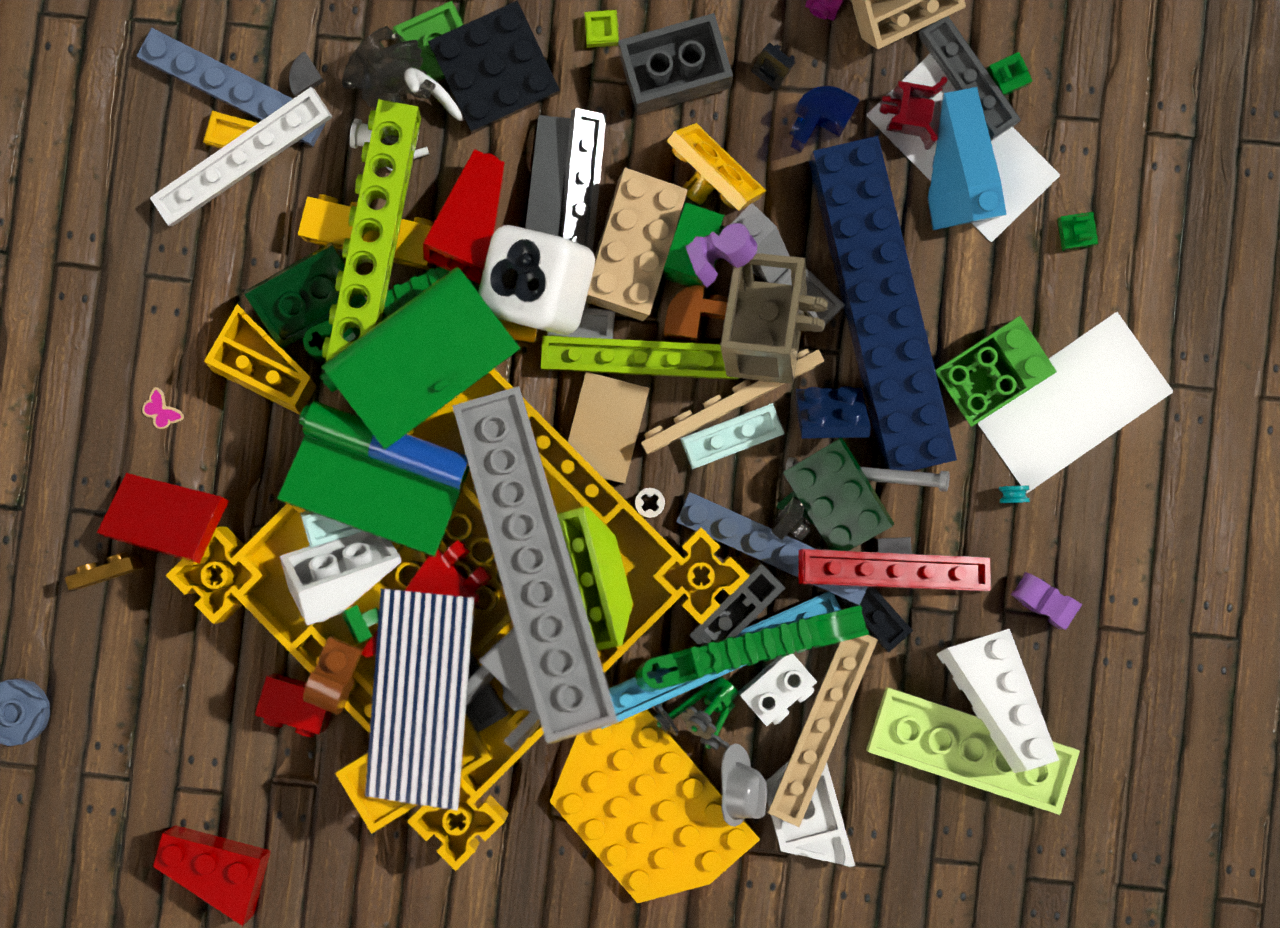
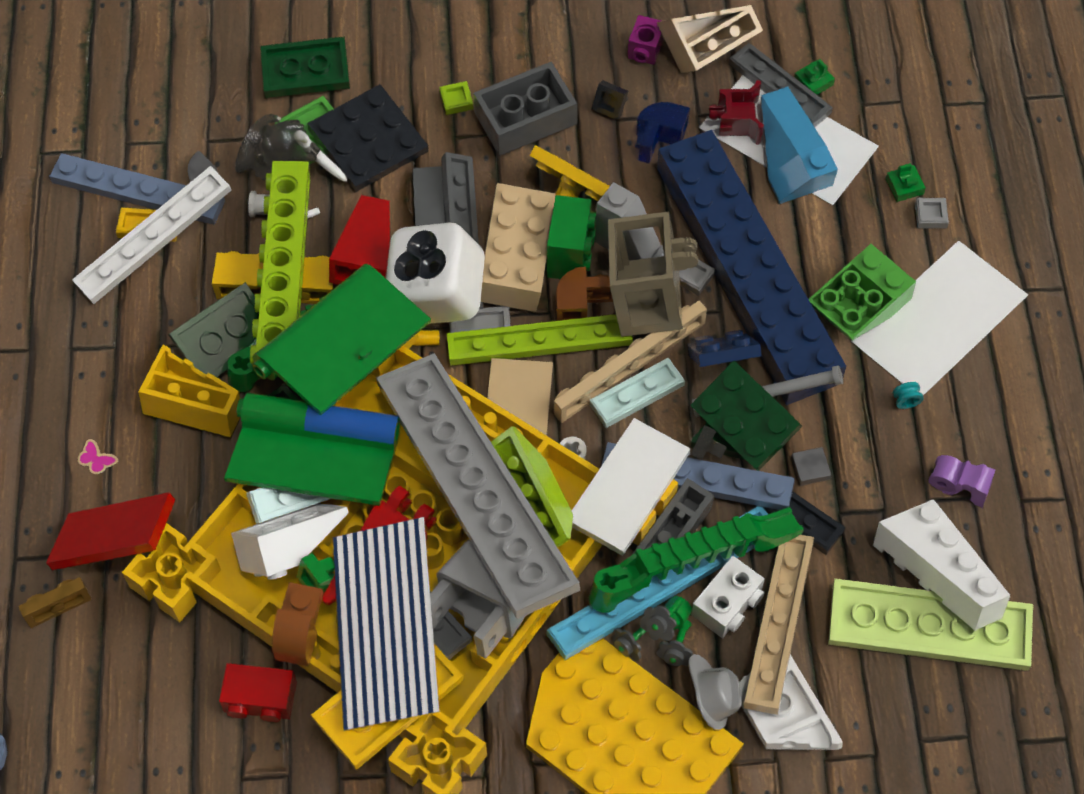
camera: 10 degrees left, 25 degrees down
(697, 574) = (628, 486): none -> white tile
(732, 244) = (602, 212): medium lavender leg -> none
(894, 570) = (813, 470): tile -> none
(1096, 274) = (931, 213): none -> light grey tile

